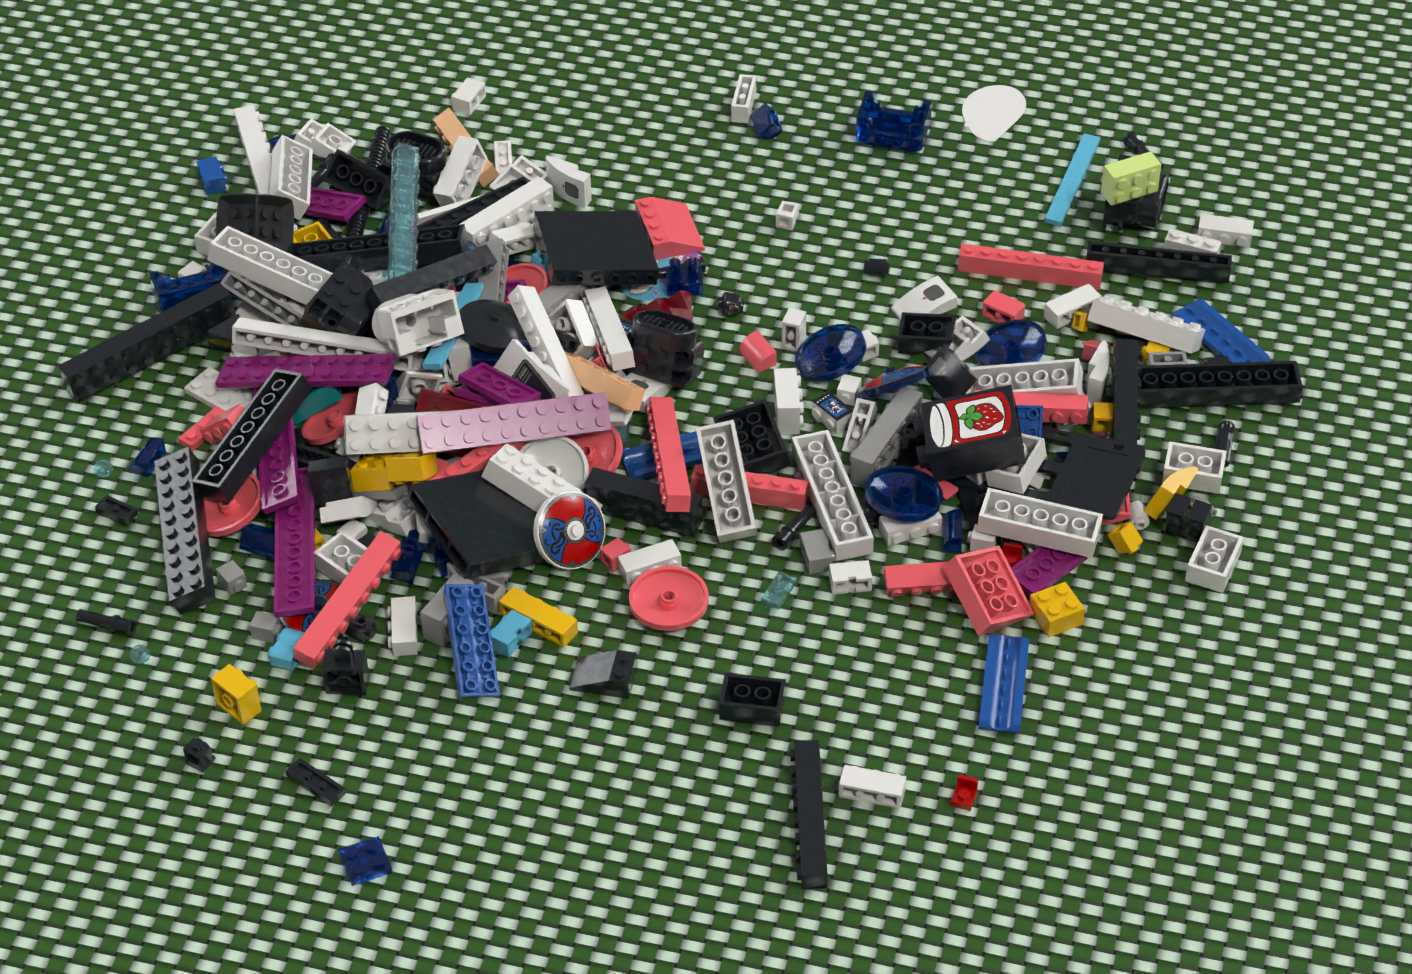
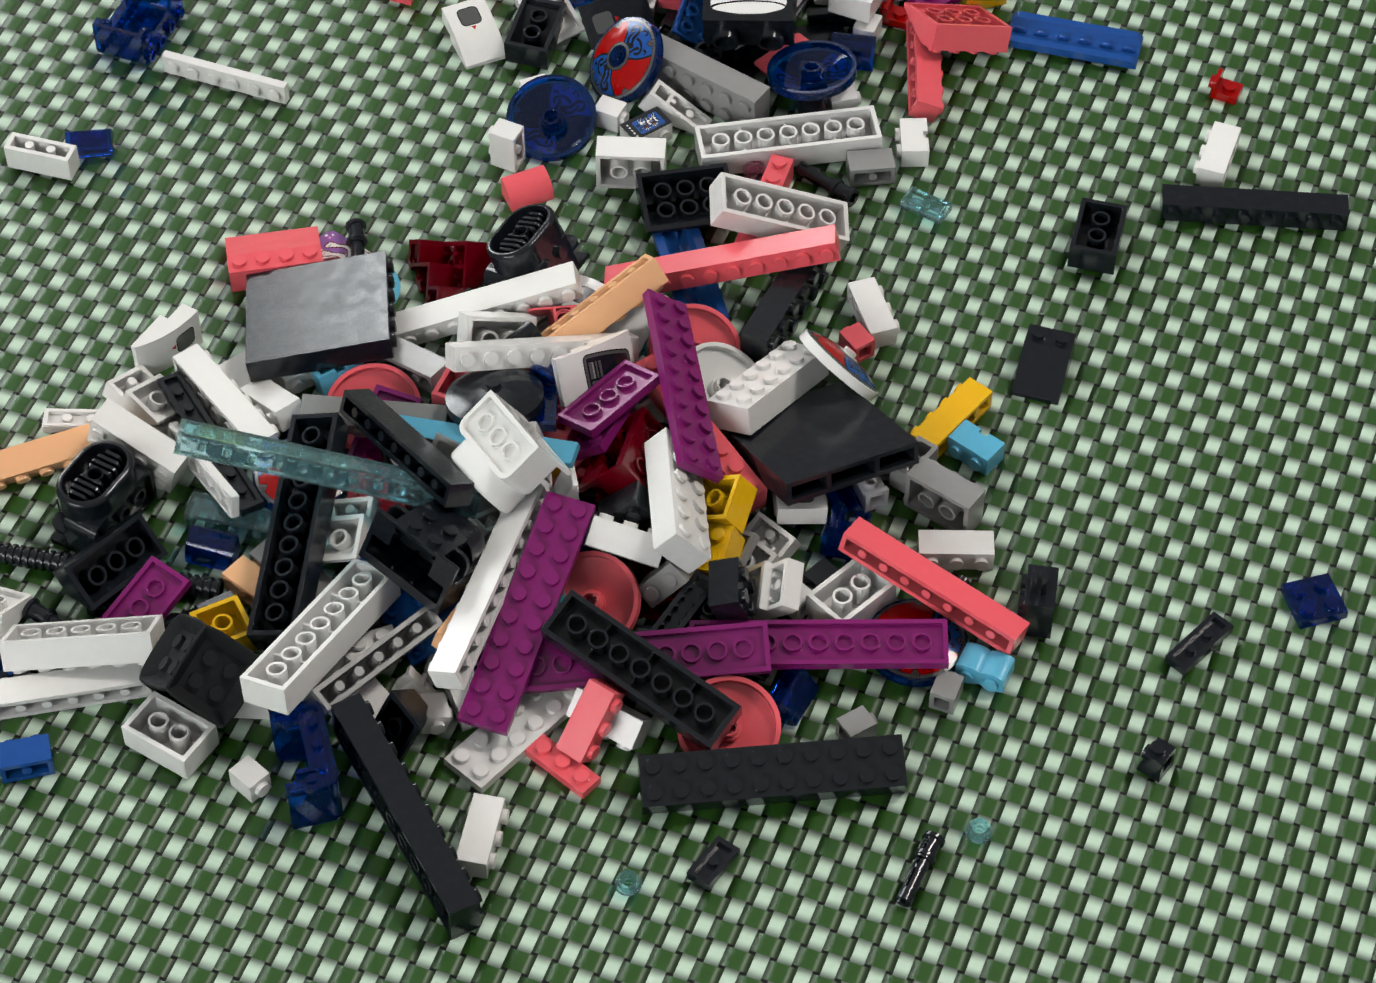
camera: 85 degrees left, 5 degrees up
(142, 390) = (482, 834): none -> white brick
(150, 452) = (614, 828): clear blue brick -> none
(236, 694) = (1069, 712): yellow brick -> none
(471, 640) = (1006, 471): blue plate -> none
(668, 598) = (938, 295): coral dish -> none
(684, 278) = (385, 236): clear blue brick -> none
(730, 304) = (437, 203): black head -> none
(787, 215) = (281, 138): white brick -> none
(848, 175) = (225, 77): none -> white plate
(876, 267) = (397, 69): black brick -> none

